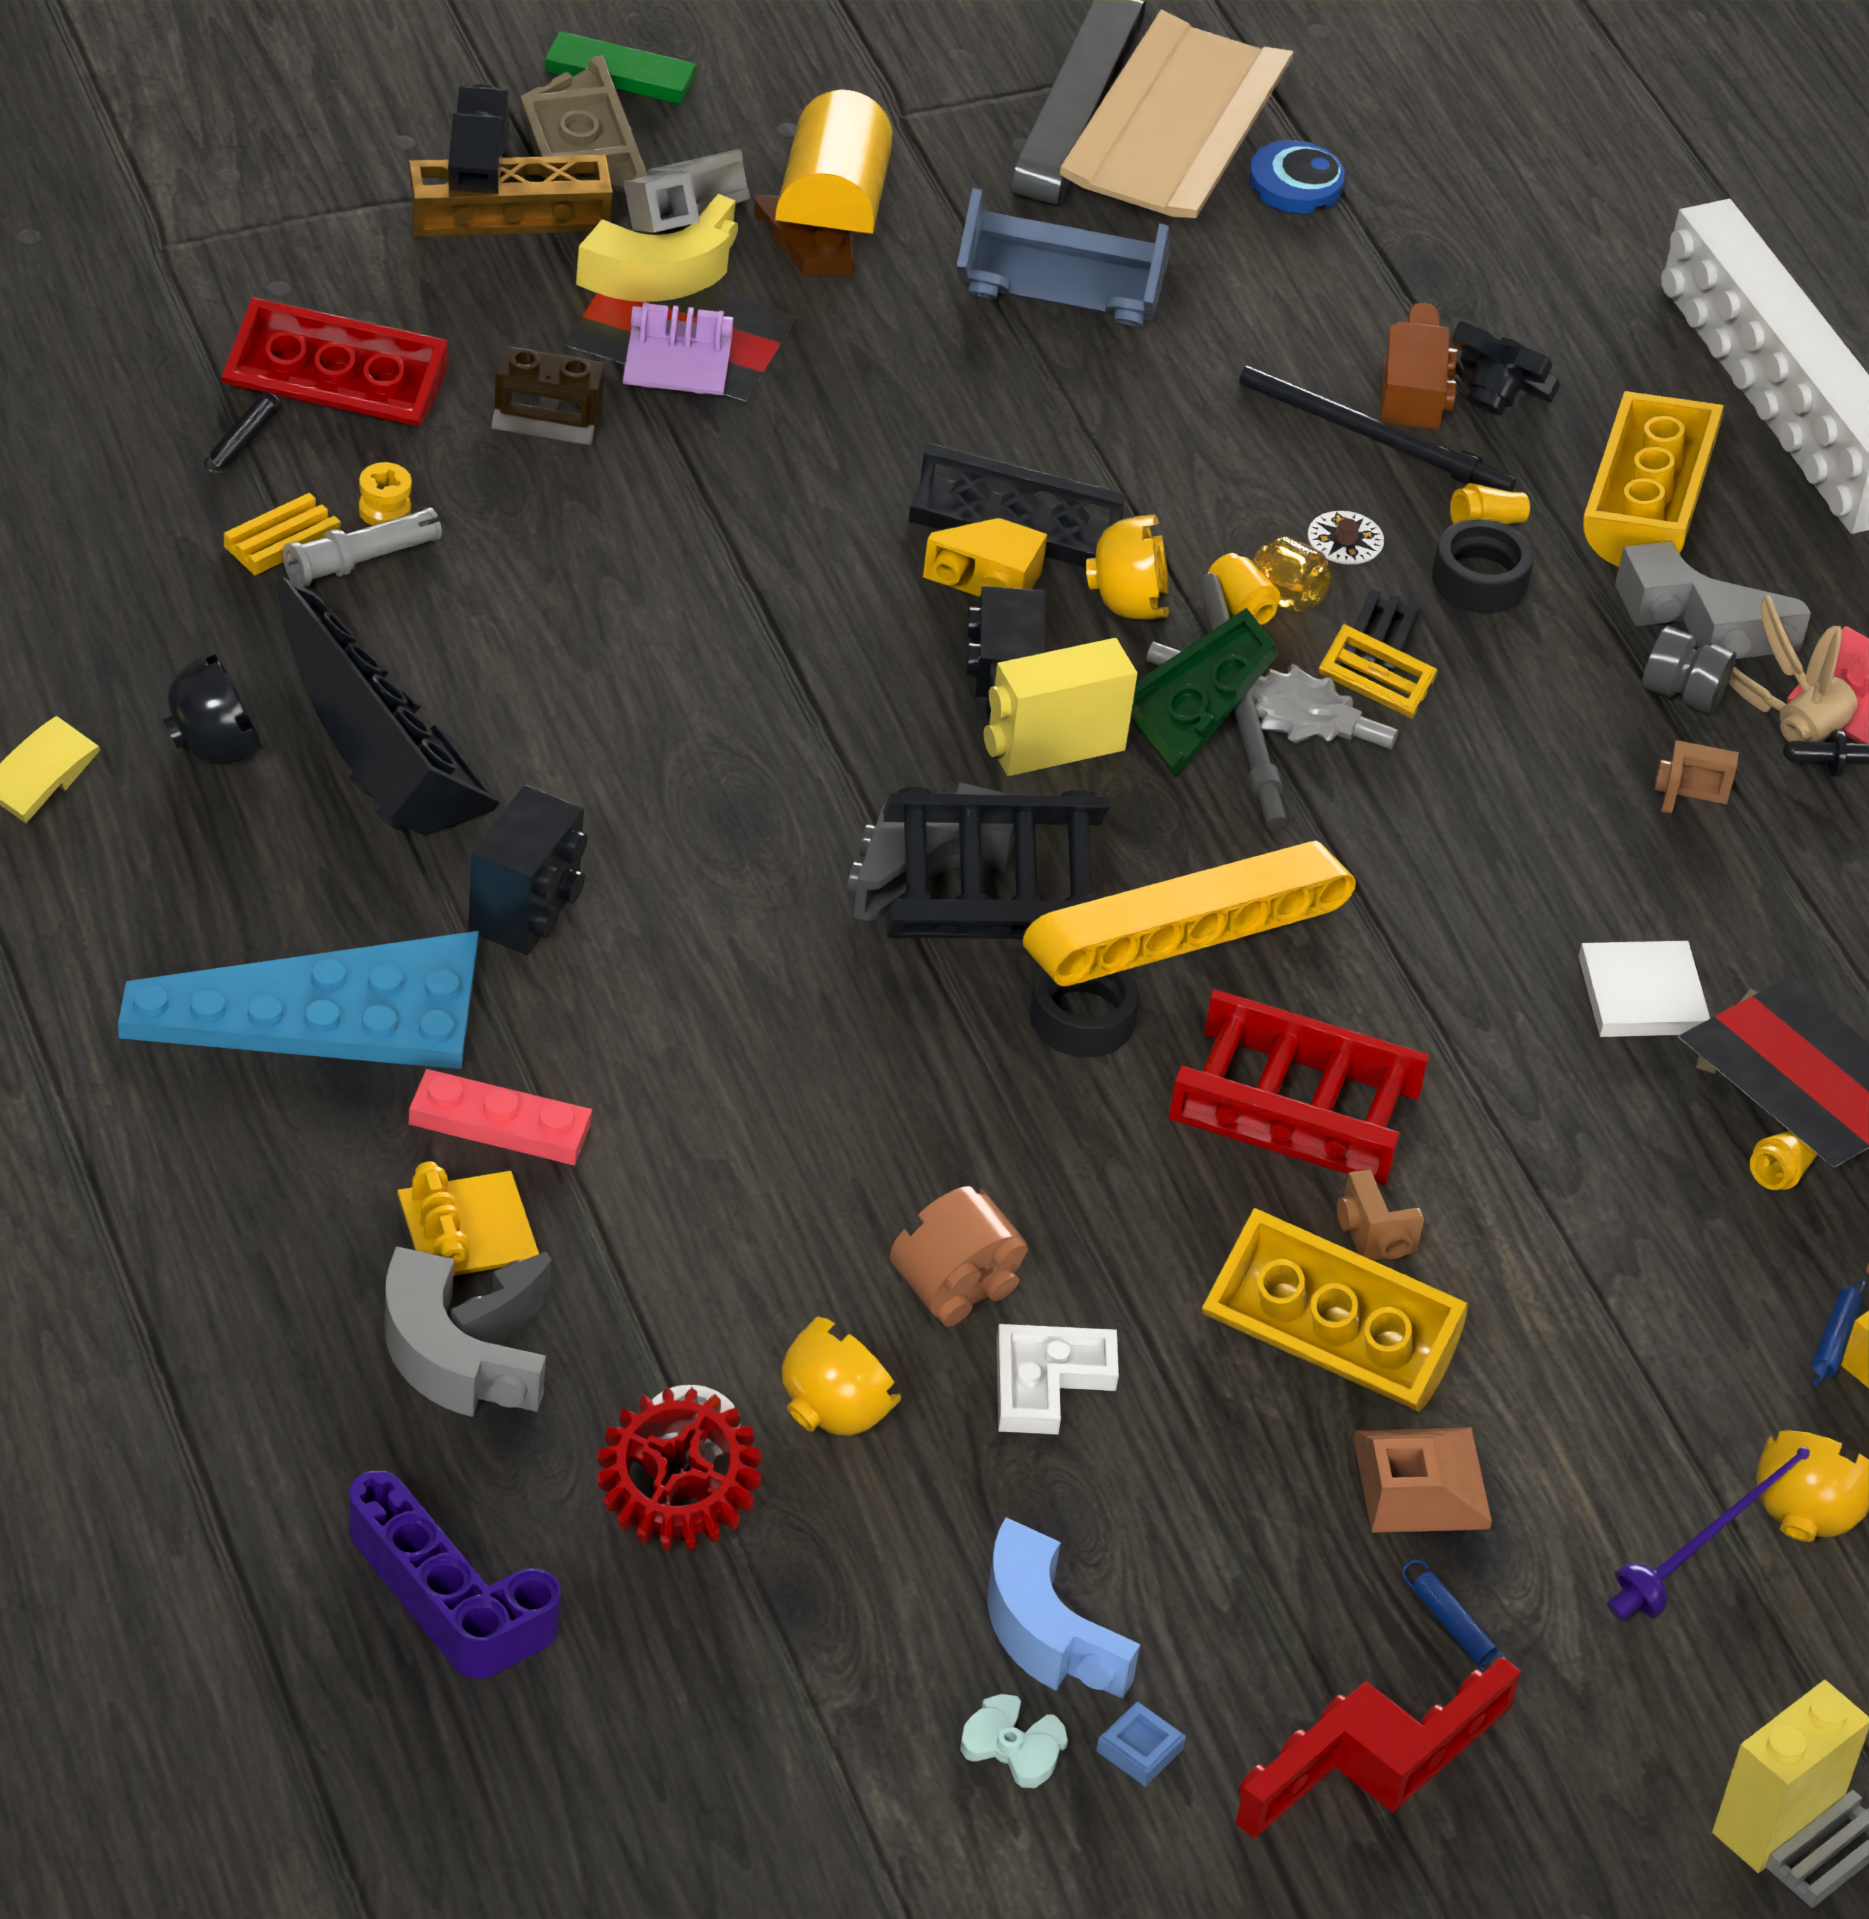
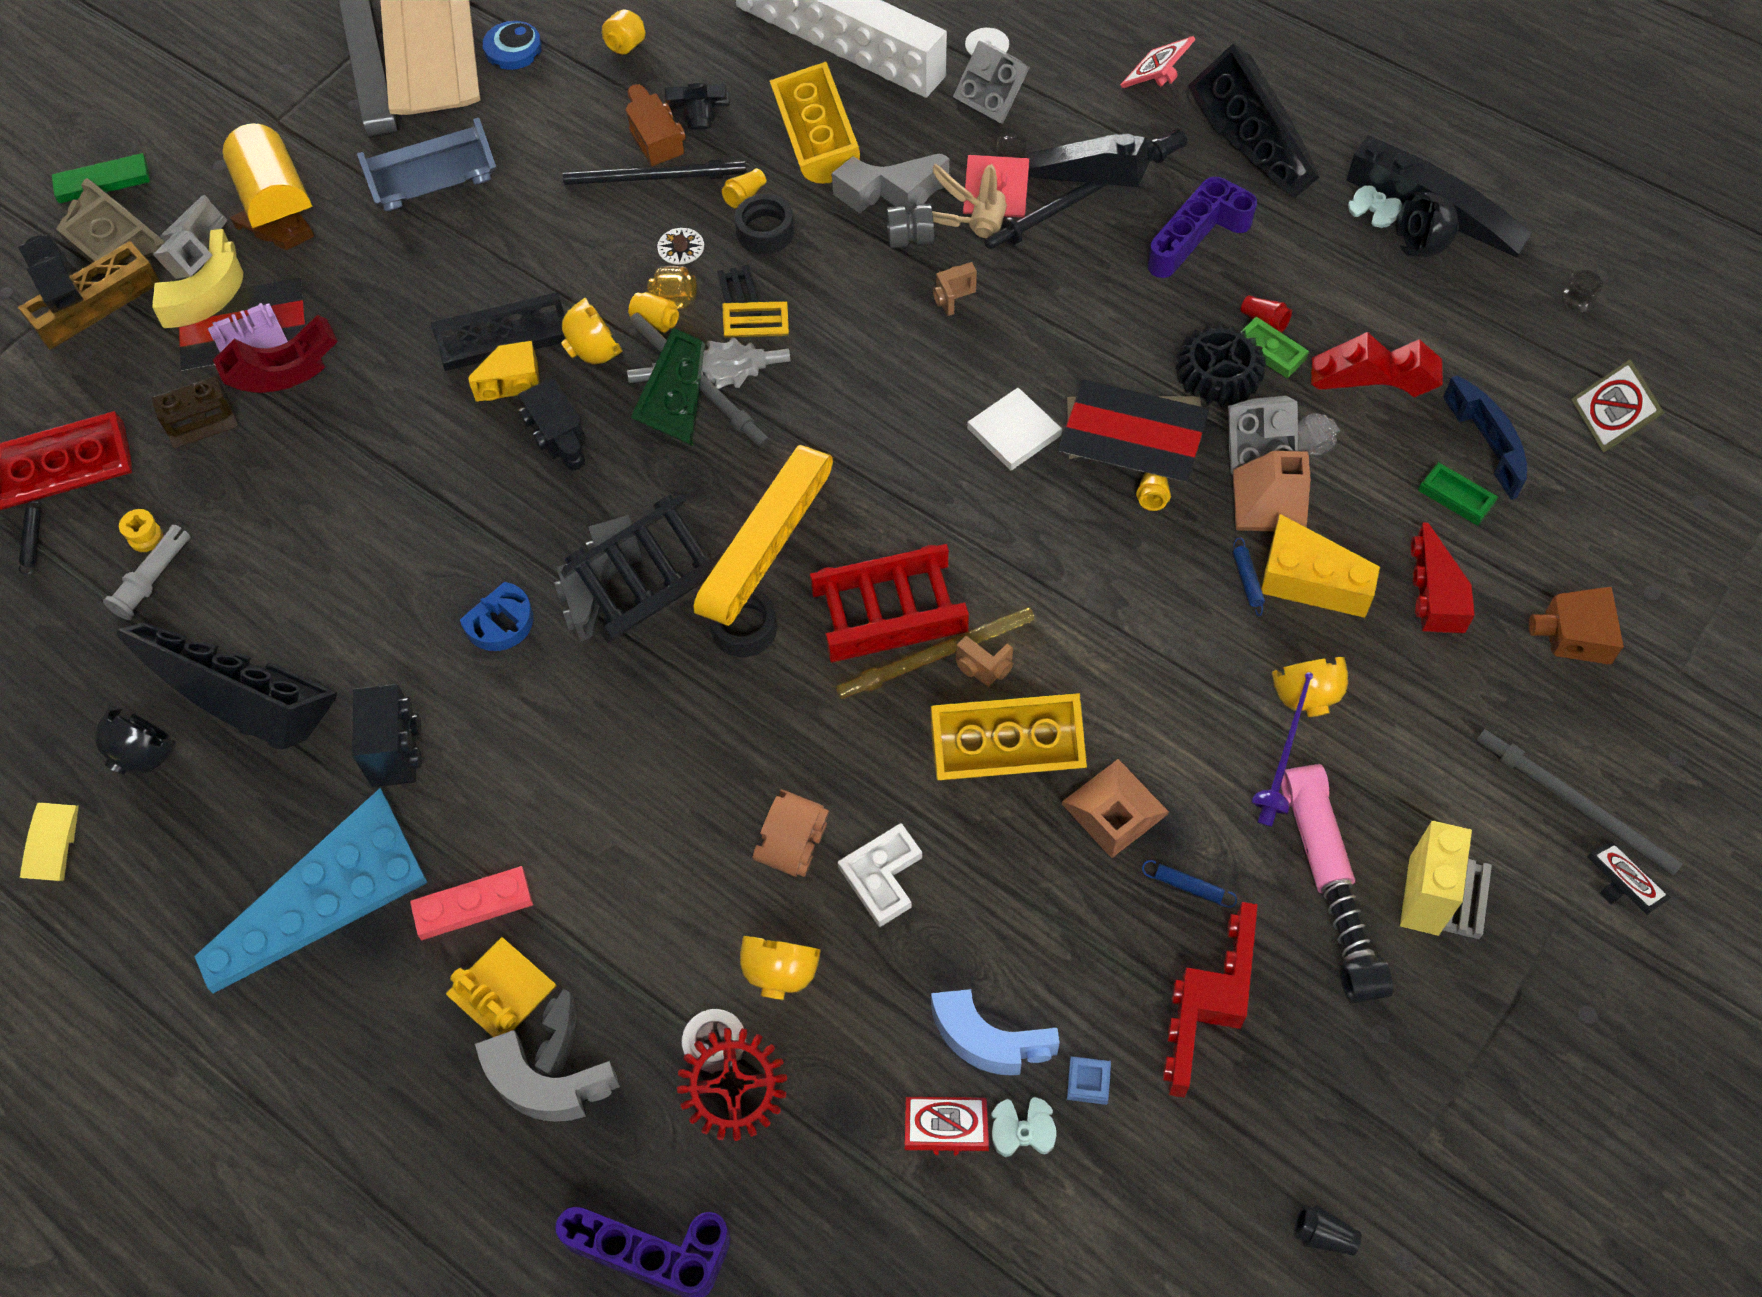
camera: 25 degrees left, 15 degrees up
(276, 529) = (91, 589): yellow tile -> none
(692, 400) = (280, 366): none -> dark red arch
(791, 815) = (506, 599): none -> blue piece
(914, 1669) = (946, 1124): none -> piece
(1060, 706) = (610, 444): light yellow brick -> none
(1208, 1161) = (873, 679): none -> clear yellow bar
(1466, 234) = (624, 30): none -> yellow head
(1657, 1719) = (1307, 791): none -> piece

